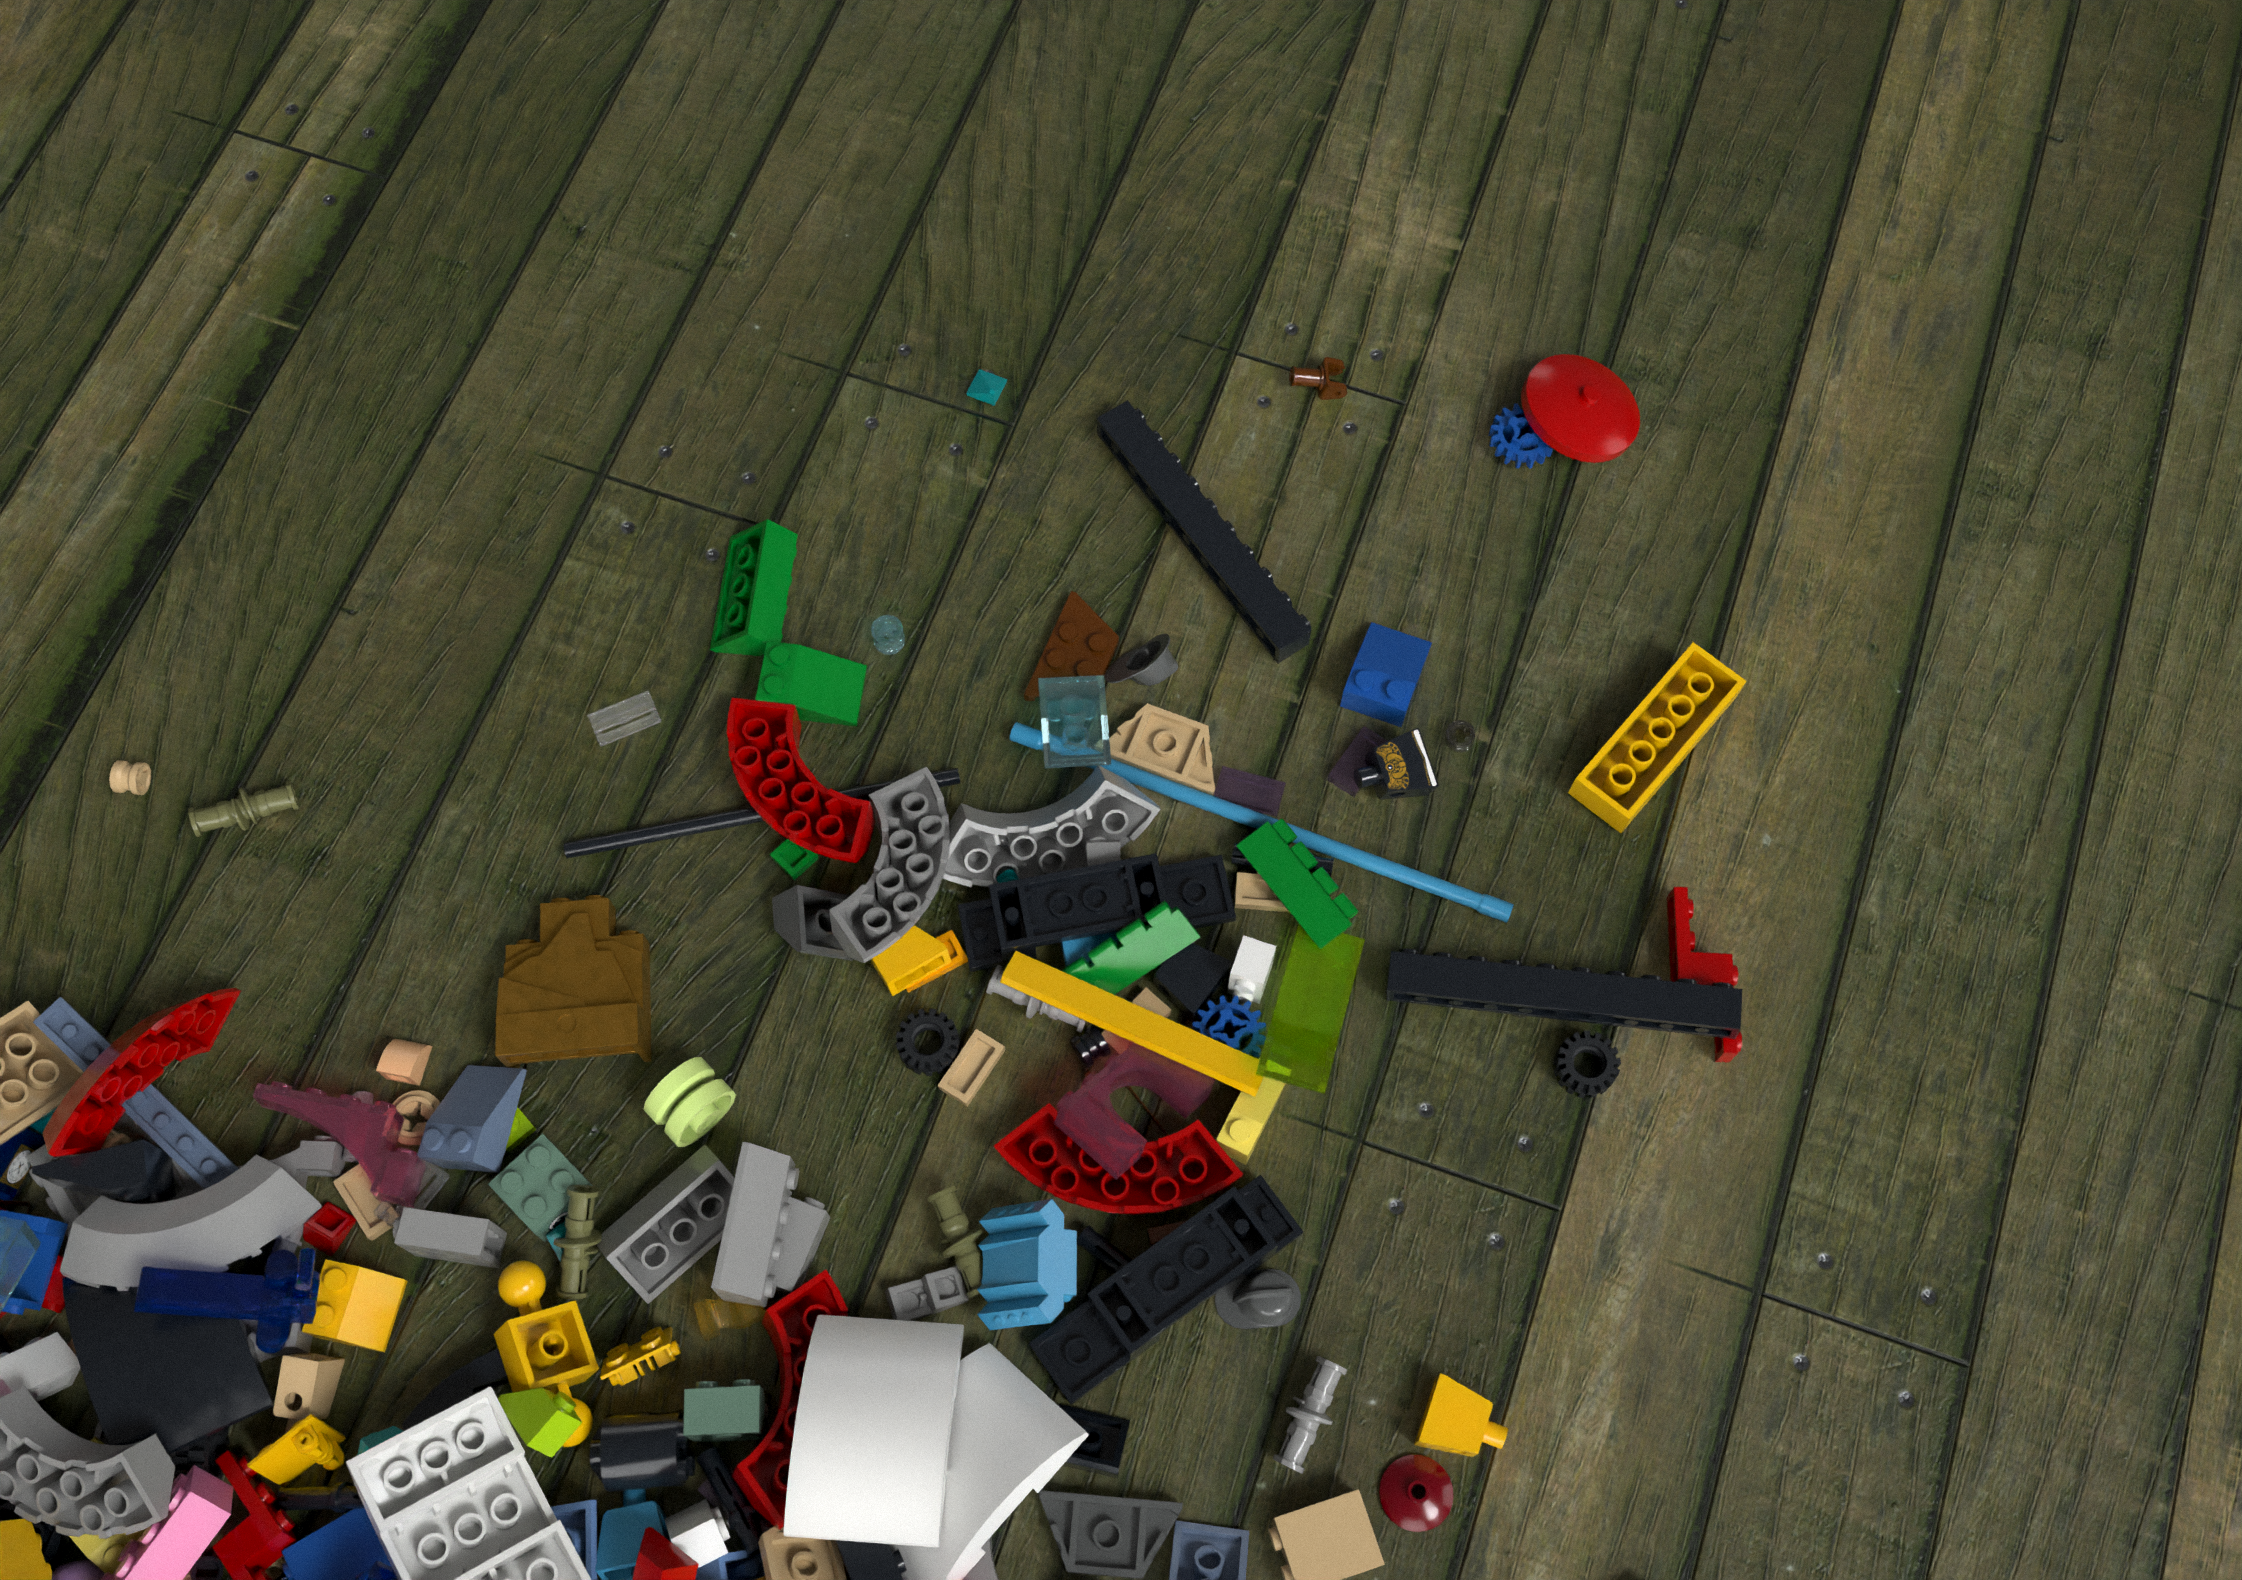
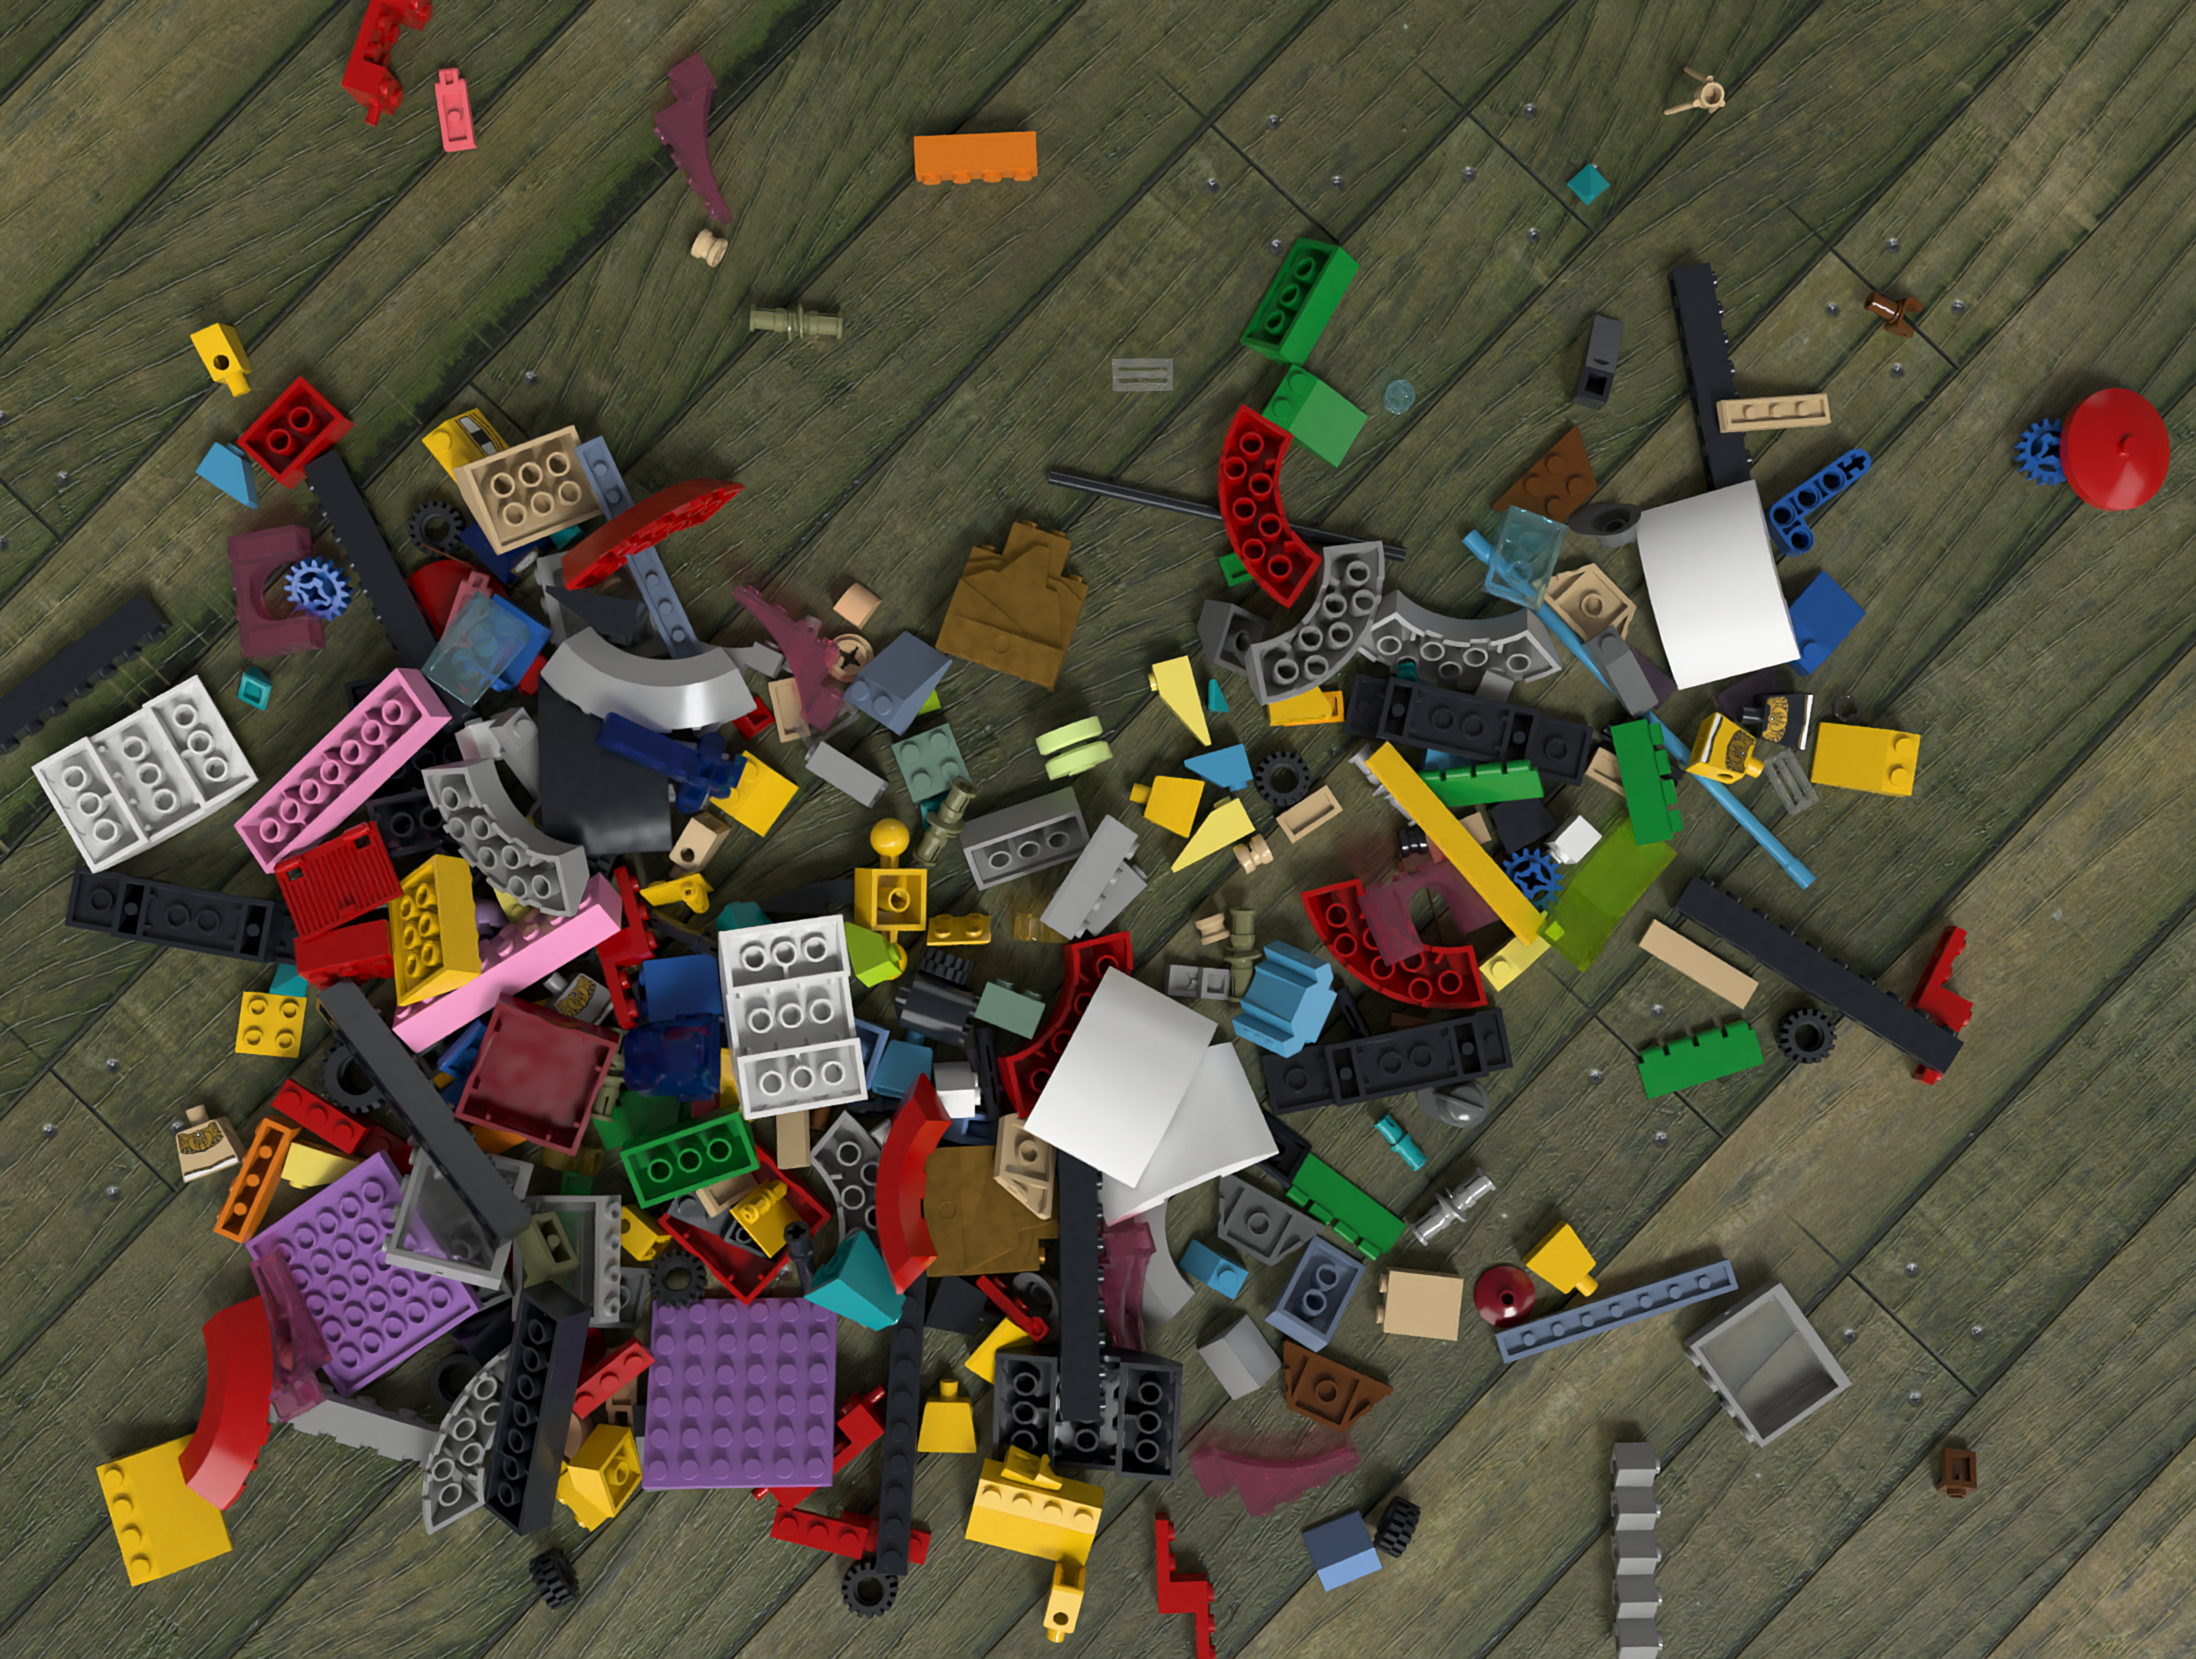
camera: 25 degrees right, 20 degrees up
(51, 1353) = (520, 747): none -> light grey slope
(73, 677) = (686, 130): none -> clear pink arch
(378, 587) = (975, 157): none -> orange brick
(635, 1396) = (945, 964): none -> black tyre
(784, 1004) = (1179, 693): none -> light yellow slope
(818, 1117) = (1170, 802): none -> yellow torso
(826, 994) = (1216, 700): none -> teal slope
(858, 1057) = (1223, 767): none -> dark azure slope
(881, 1124) = (1219, 829): none -> light yellow slope
(918, 1229) = (1212, 928): none -> tan wheel
(929, 1131) = (1253, 853): none -> tan wheel
(1055, 266) = (1706, 95): none -> tan plant
(1067, 530) = (1598, 363): none -> black slope
(1197, 1468) = (1352, 1208): none -> green windscreen
(1219, 787) = (1620, 671): none -> dark grey slope
(1222, 1369) = (1400, 1141): none -> teal pin
(1251, 502) = (1773, 412): none -> tan tile
(1275, 674) = (1715, 586): none -> white slope
(1331, 557) = (1817, 495): none -> blue beam
(1360, 822) = (1723, 751): none -> yellow torso
(1441, 1042) = (1697, 964): none -> tan tile
(1447, 816) = (1799, 774): none -> clear tile
(1488, 1148) = (1708, 1060): none -> green windscreen
(1502, 772) = (1865, 759): none -> yellow slope
(1539, 1451) = (1616, 1310): none -> sand blue plate
(1656, 737) = (2014, 789): yellow brick -> none
(1730, 1433) = (1766, 1363): none -> clear piece
(1995, 1459) = (1958, 1473): none -> reddish brown bracket

